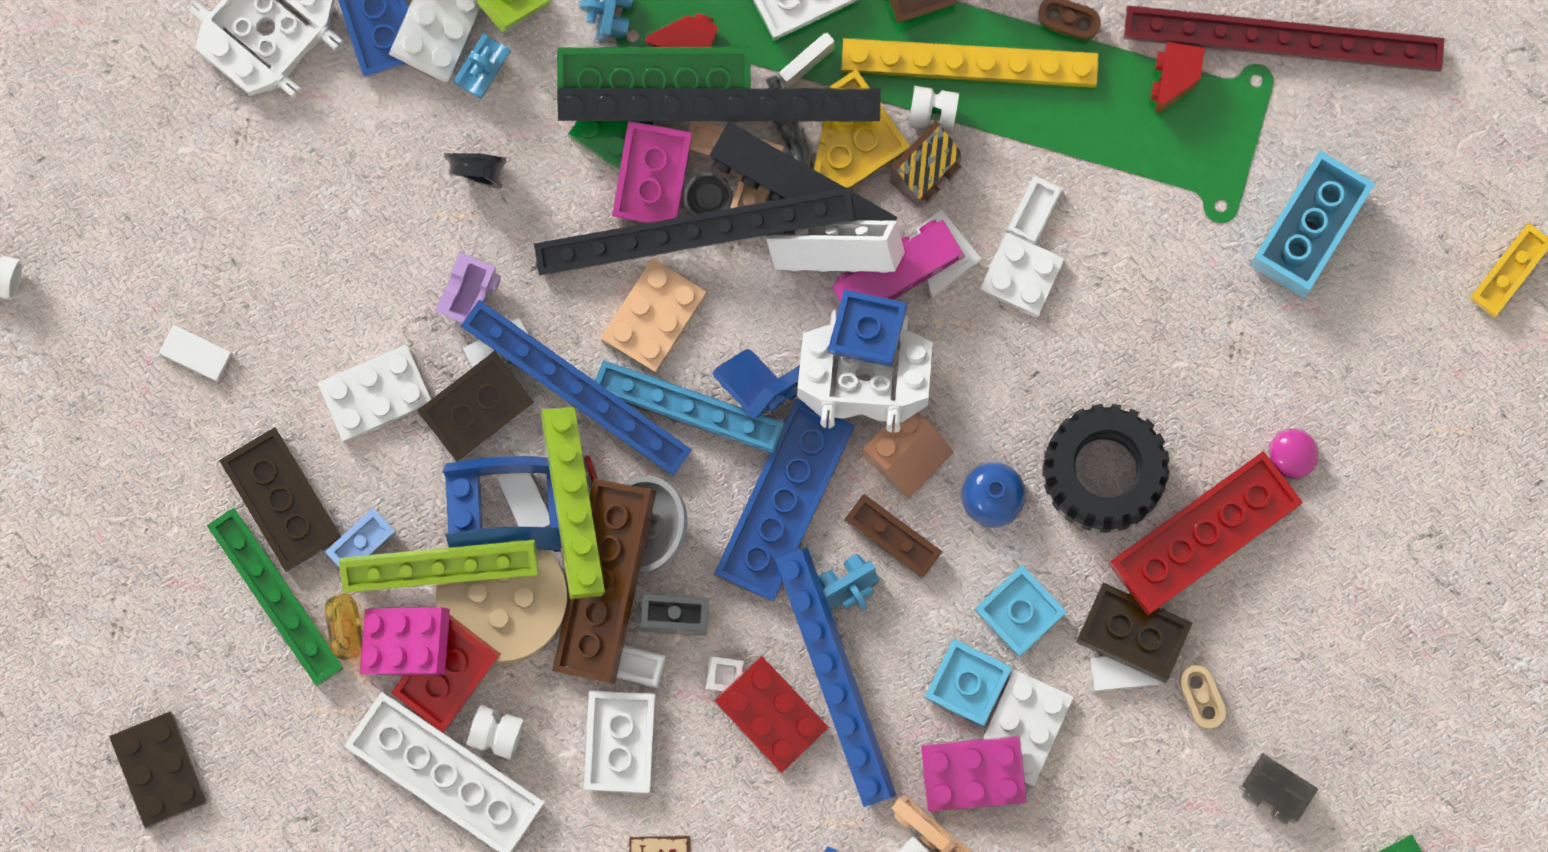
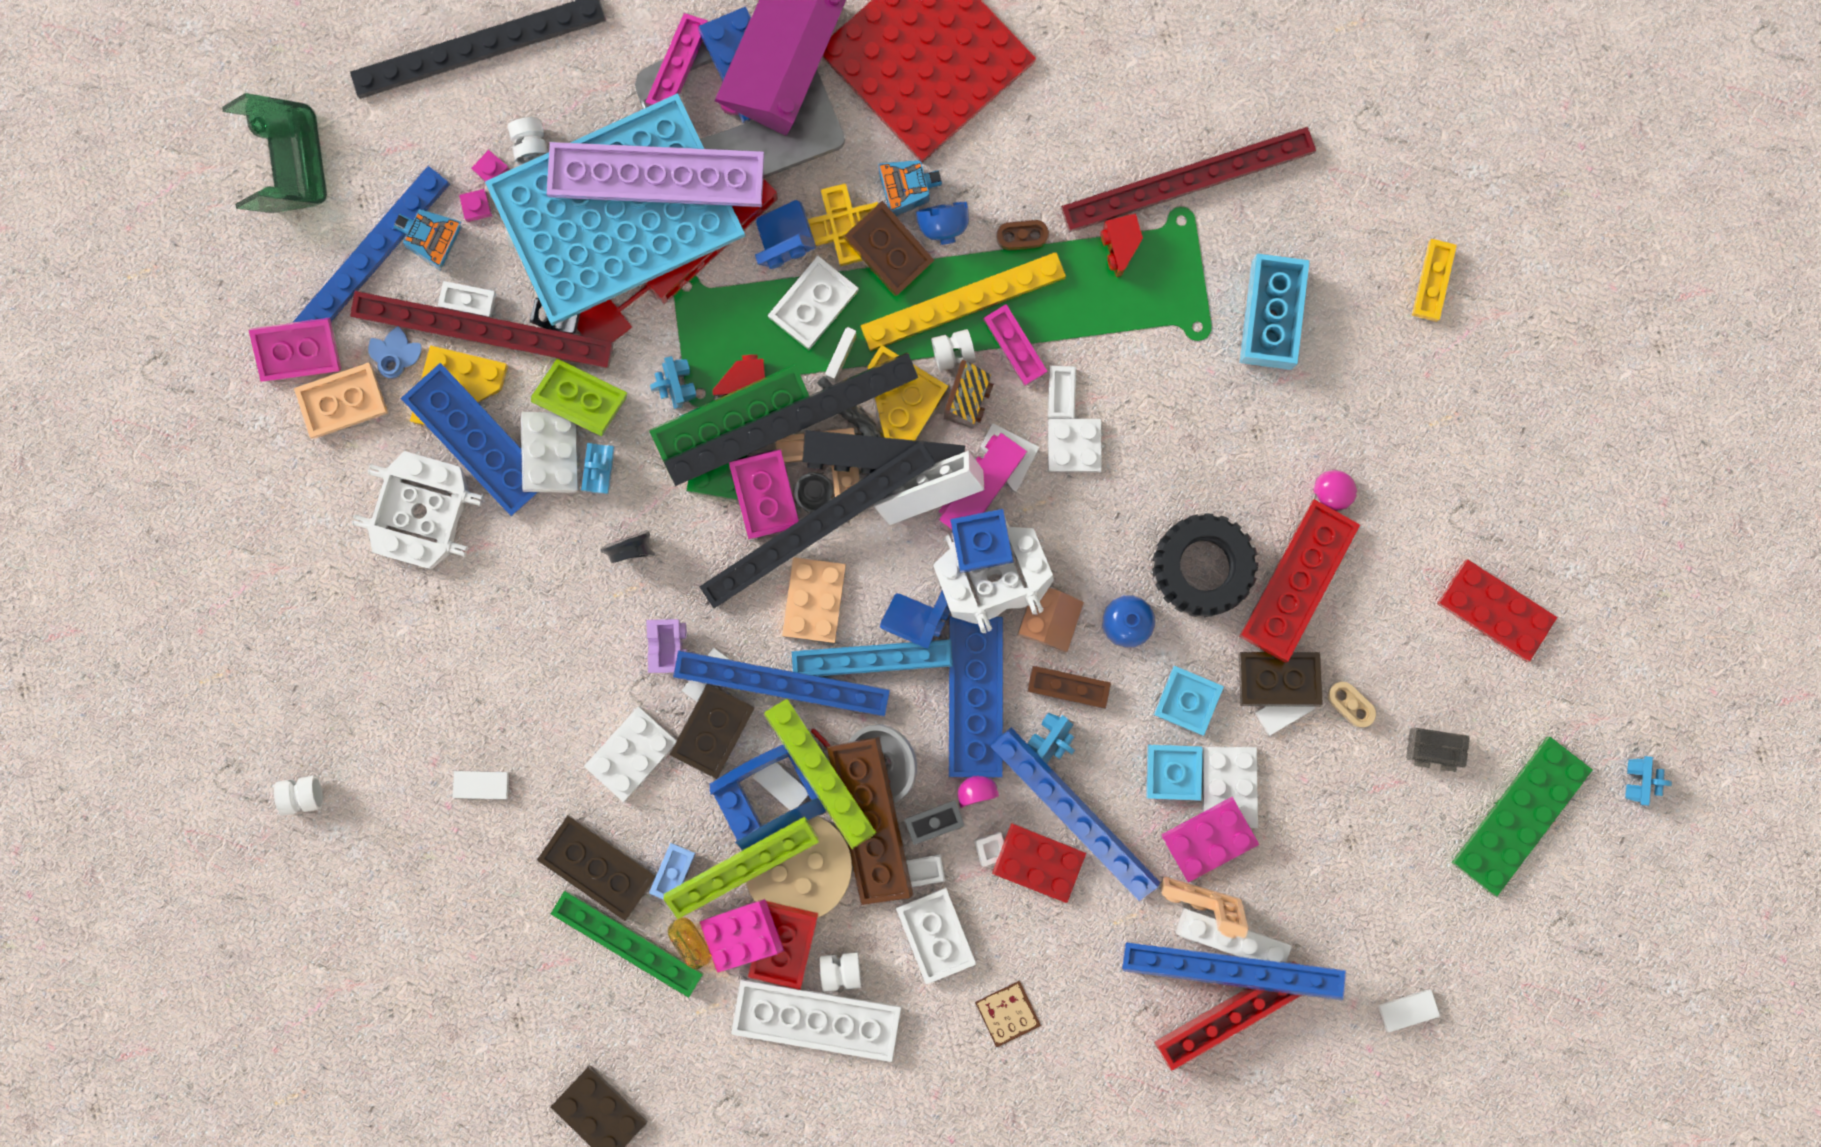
camera: 25 degrees left, 5 degrees up
(737, 601) = (976, 790): none -> dark pink hair
(1005, 135) = (1015, 345): none -> dark pink plate
(1416, 668) = (1497, 610): none -> red plate

